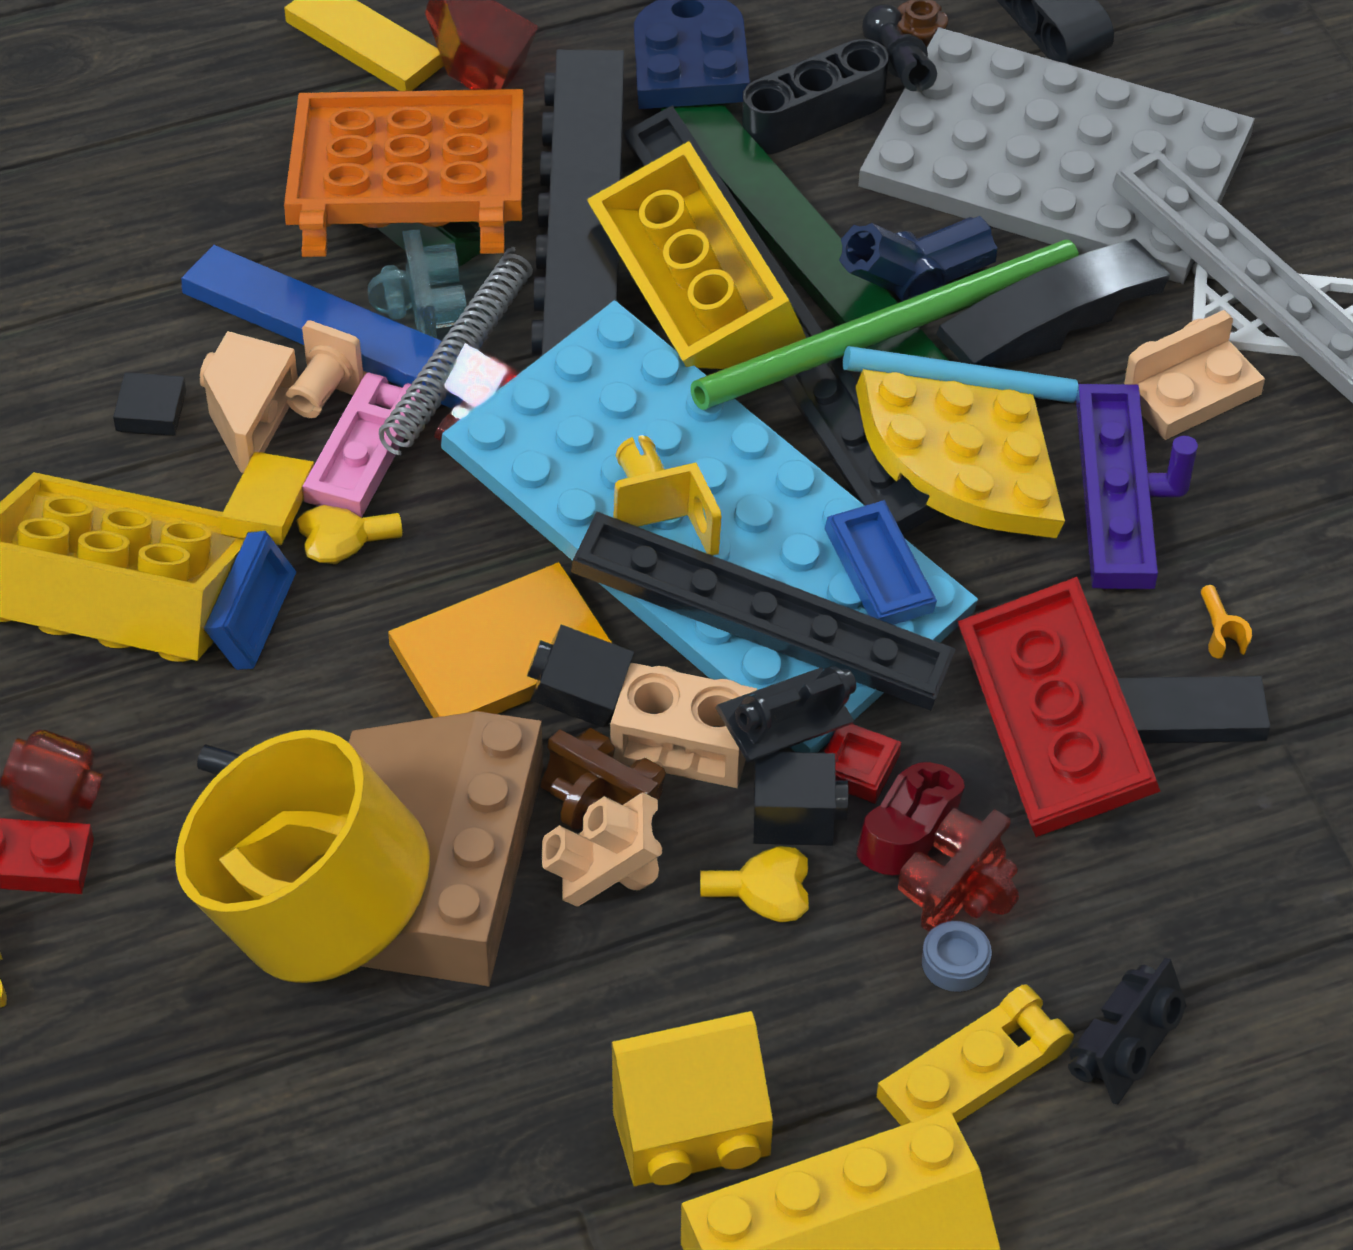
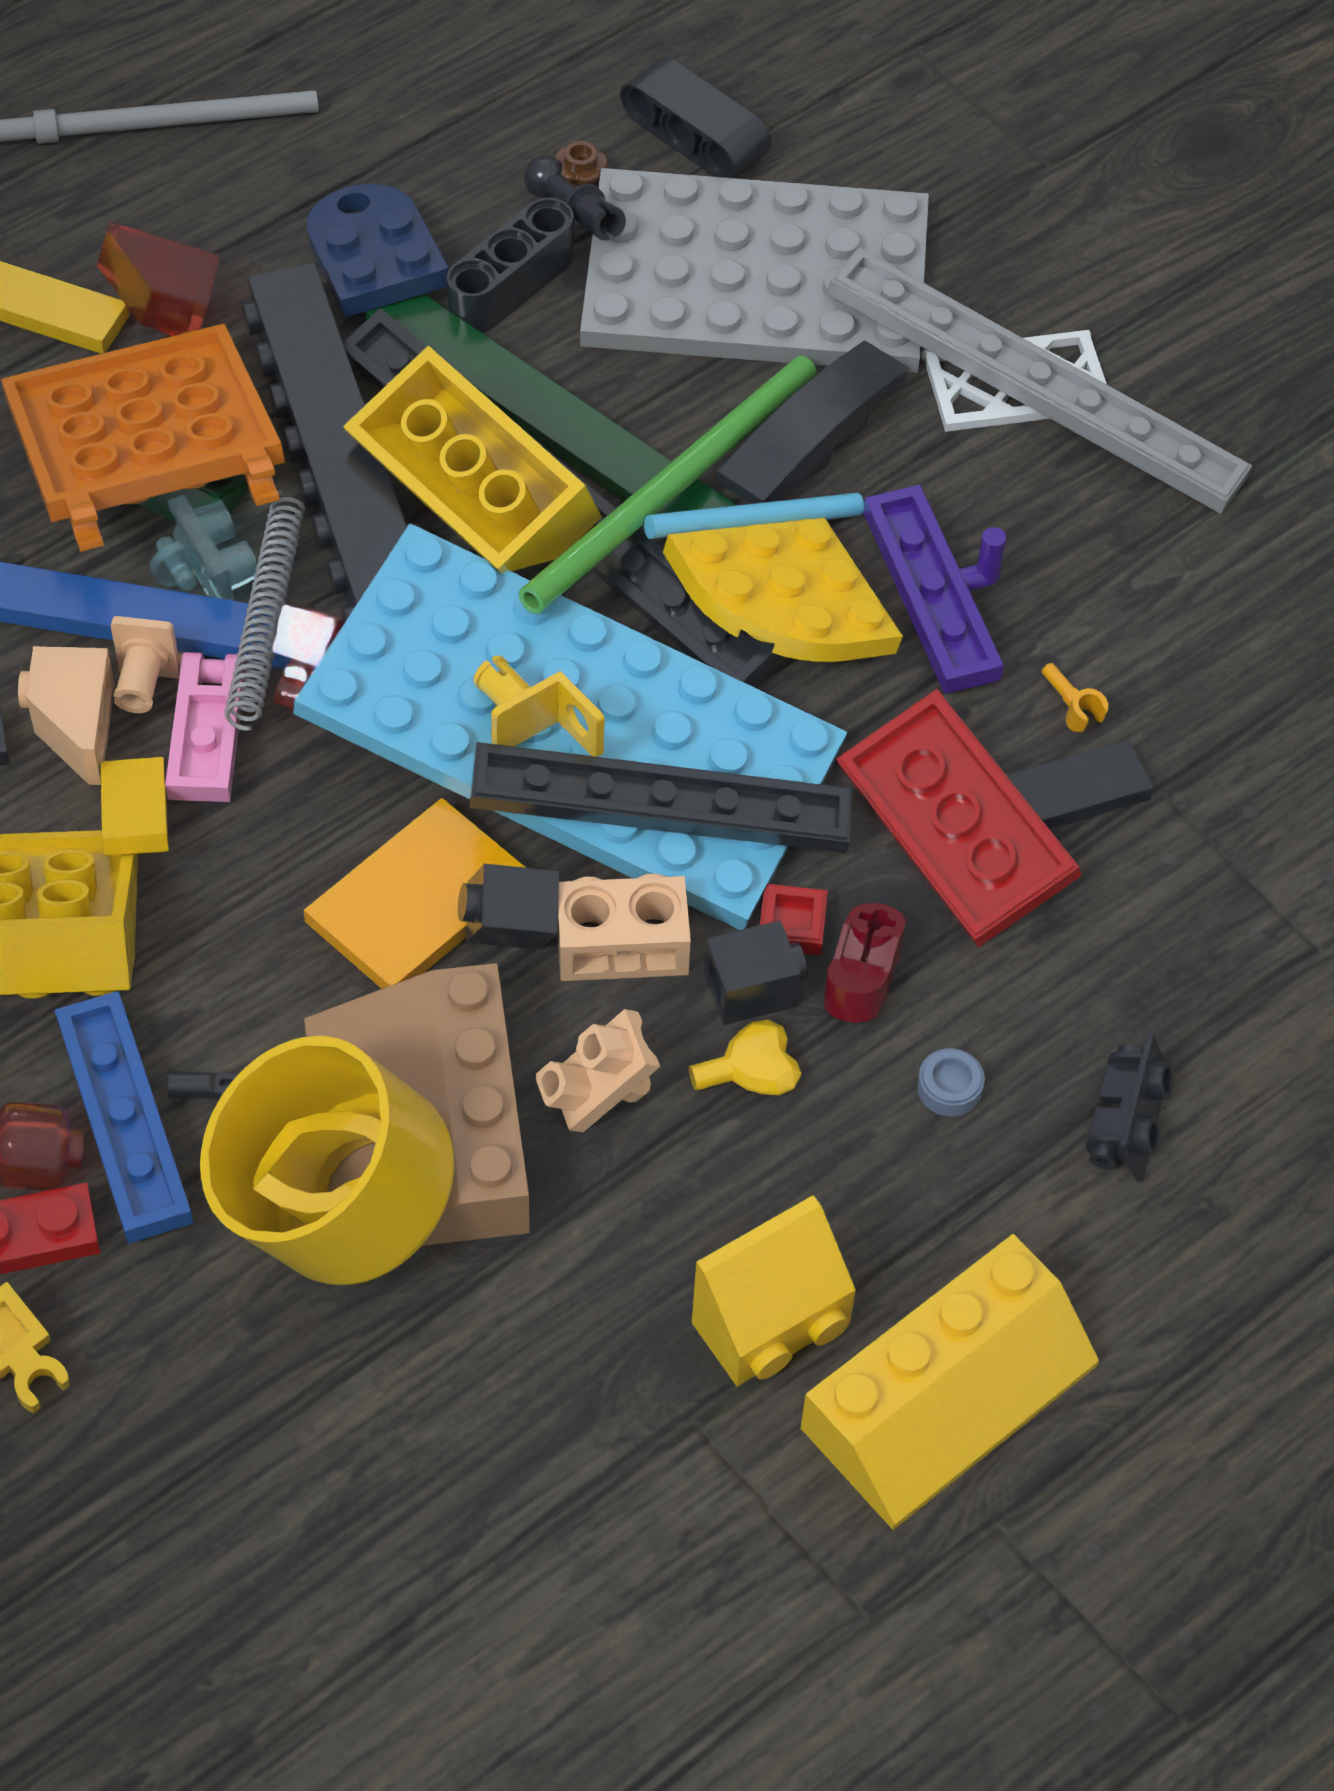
camera: 20 degrees left, 5 degrees up
(147, 775) = (123, 1117): none -> blue plate
(250, 600) = (158, 914): blue tile -> none
(339, 533) = (218, 824): yellow rock -> none
(585, 771) = (559, 1007): reddish brown hips -> none
(789, 711) = (725, 890): black hinge -> none
(880, 563) = (752, 723): blue tile -> none
(917, 265) = (673, 414): dark blue piece -> none
(972, 878) = (934, 975): clear red hips -> none
(976, 1061) = (1004, 1182): yellow plate -> none
(1192, 375) = (962, 463): light nougat bracket -> none

